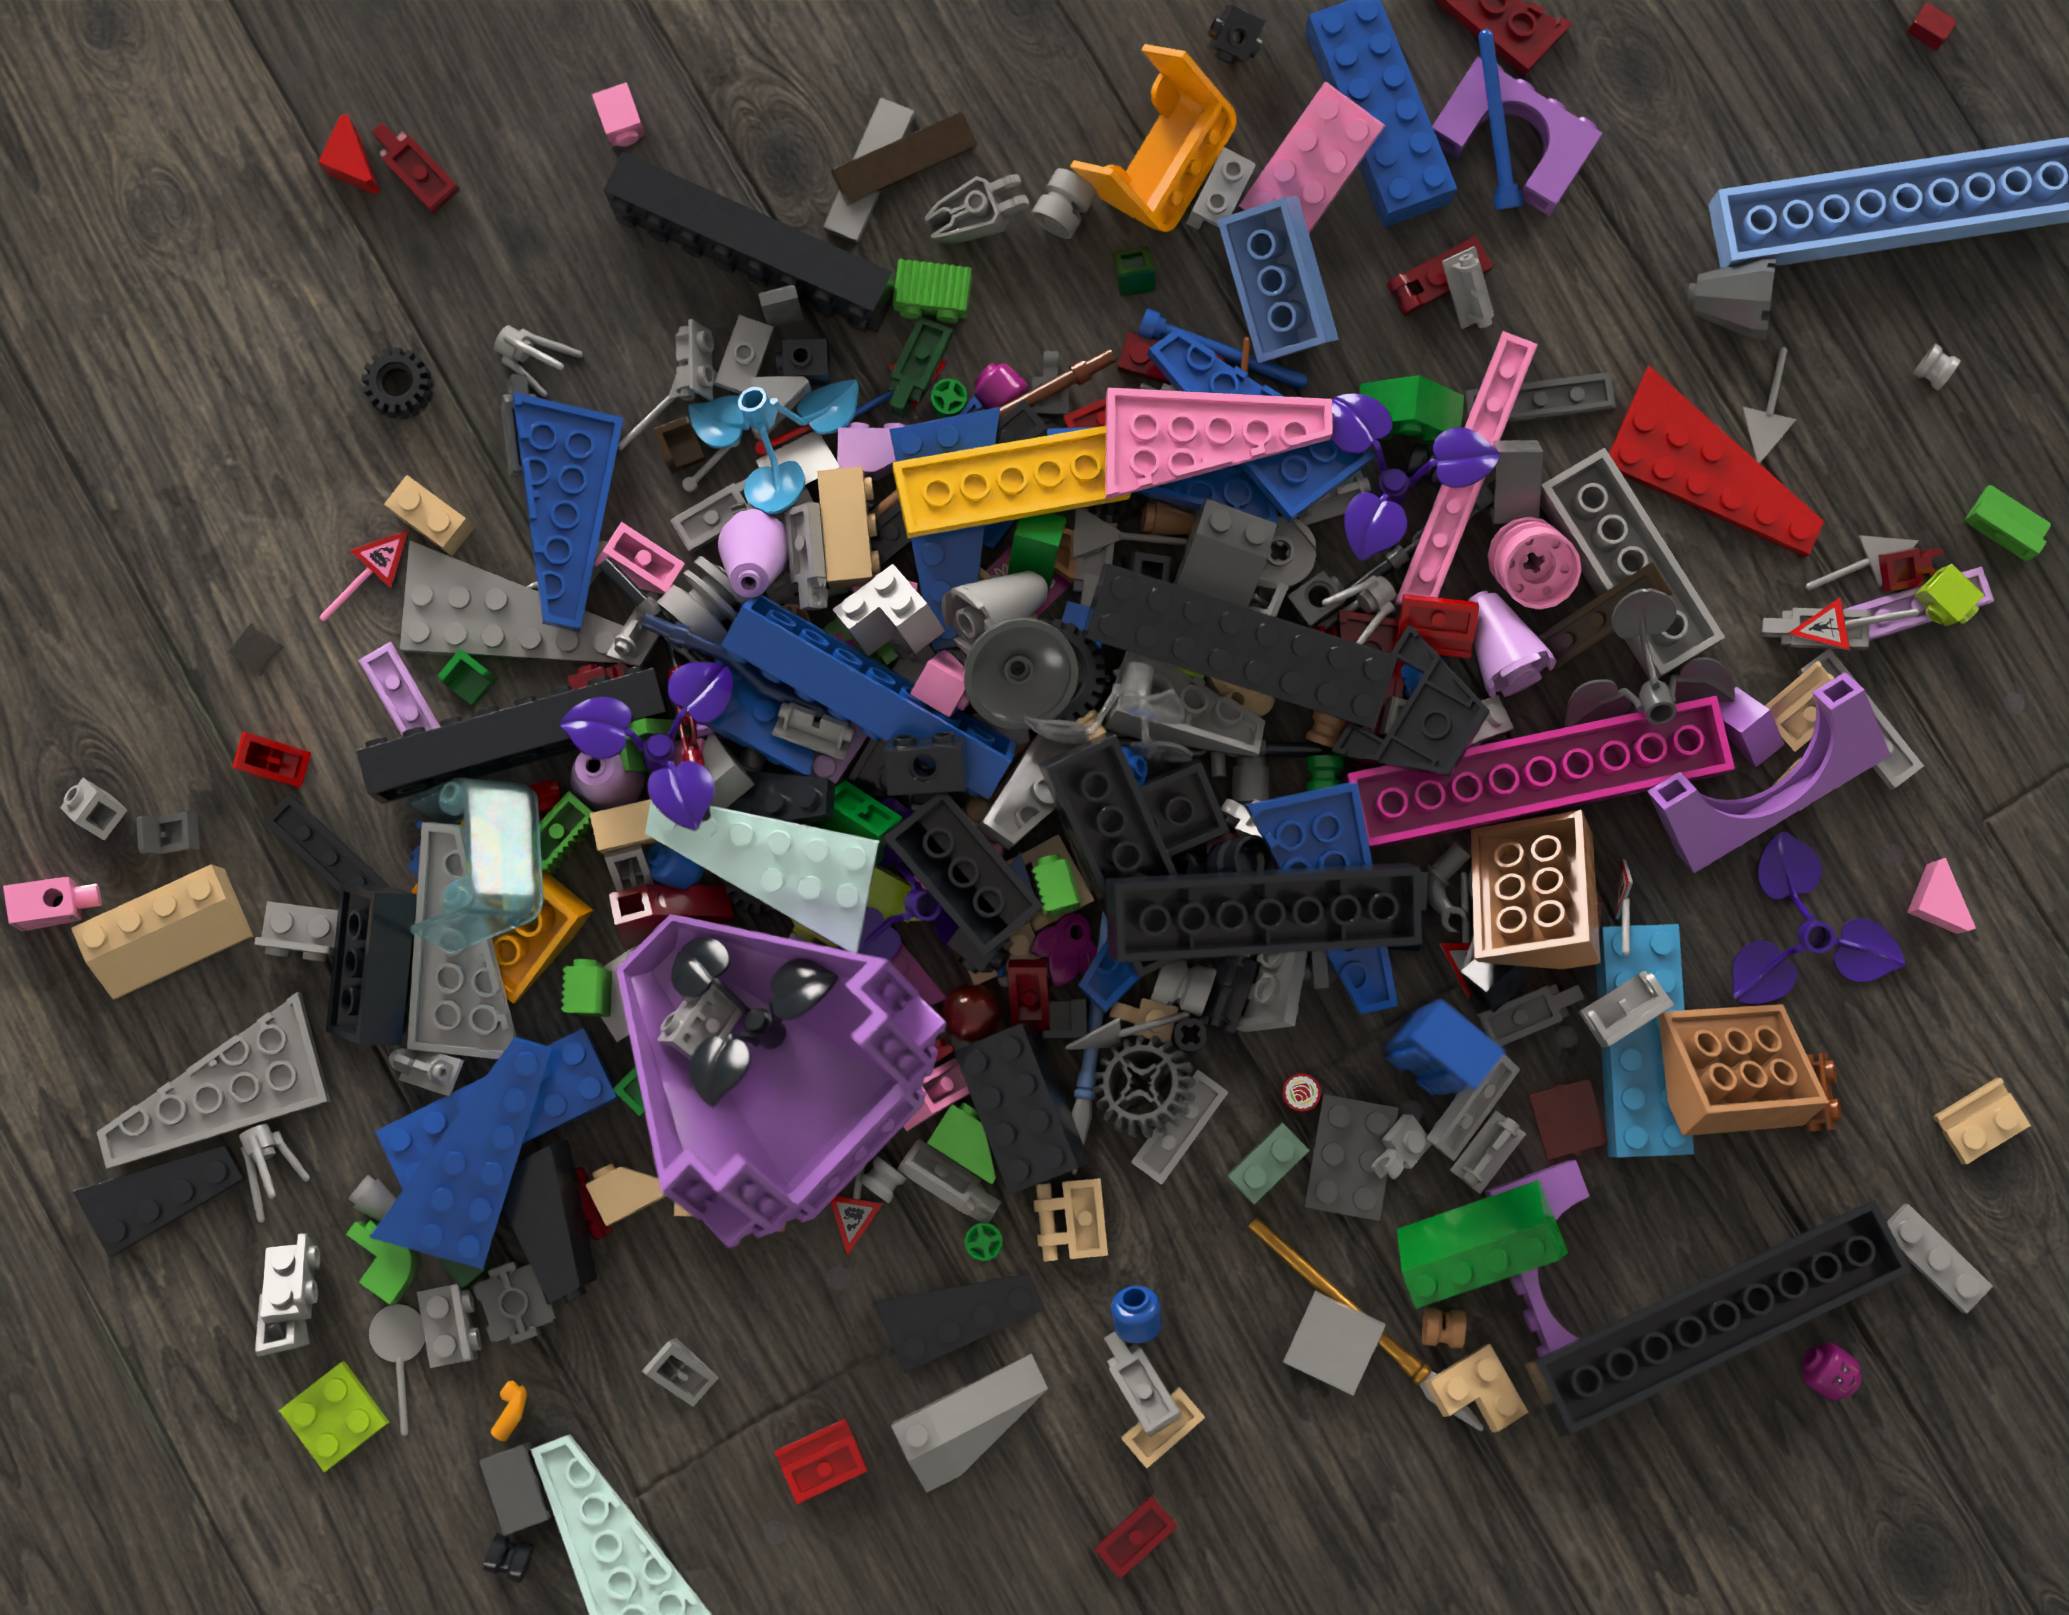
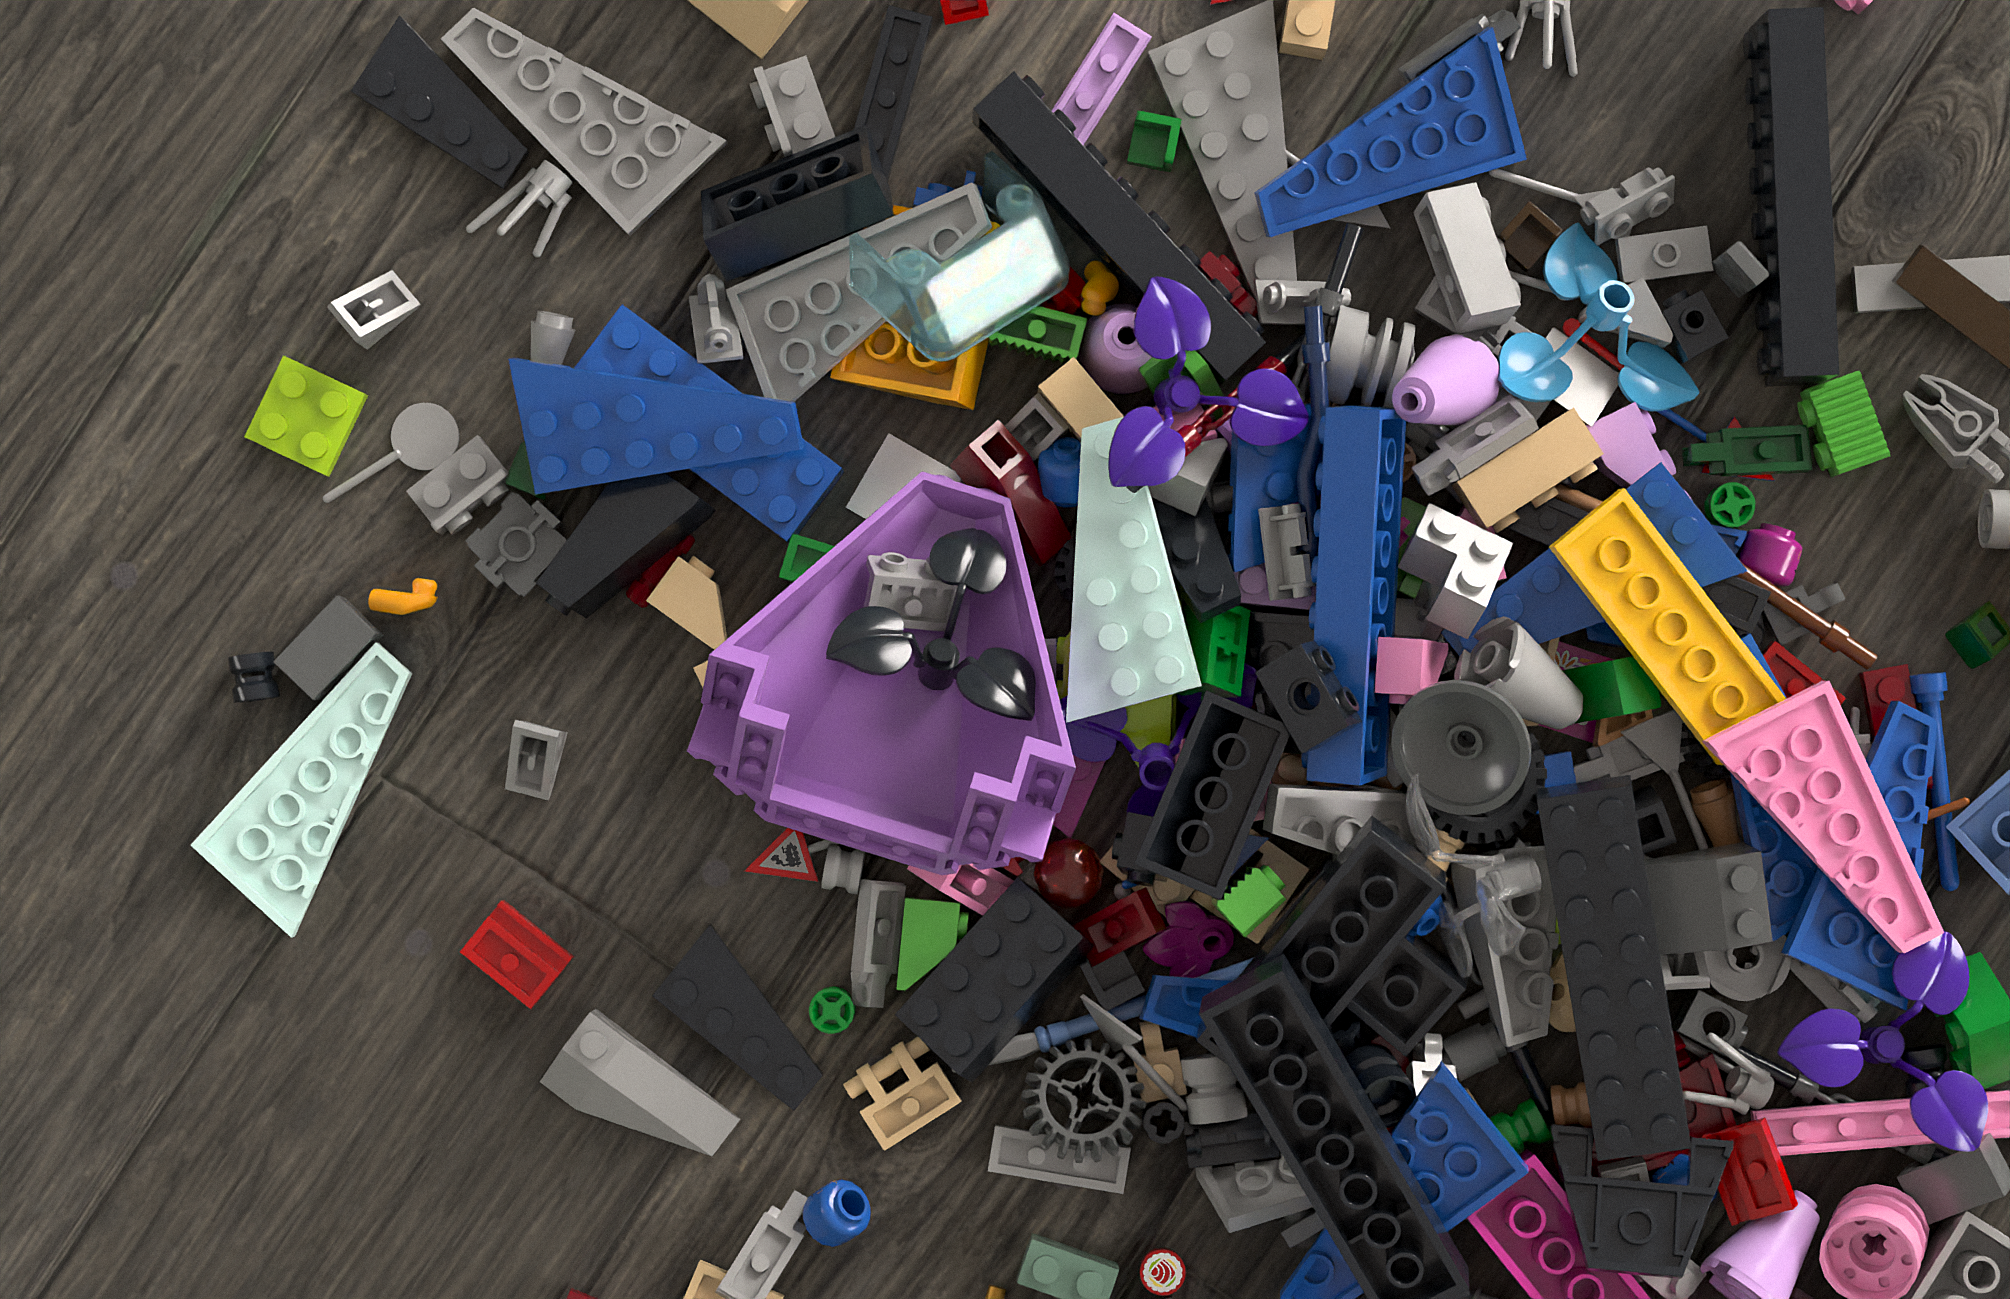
camera: 65 degrees right, 5 degrees up
(290, 1281) = (421, 295): bracket -> none
(393, 1267) = (490, 397): bright green brick -> none
(553, 772) = (1100, 288): none -> light orange arm
(587, 989) = (885, 449): bright green brick -> none
(641, 560) = (1379, 262): bright pink slope -> none
(671, 494) = (1467, 257): none -> brick

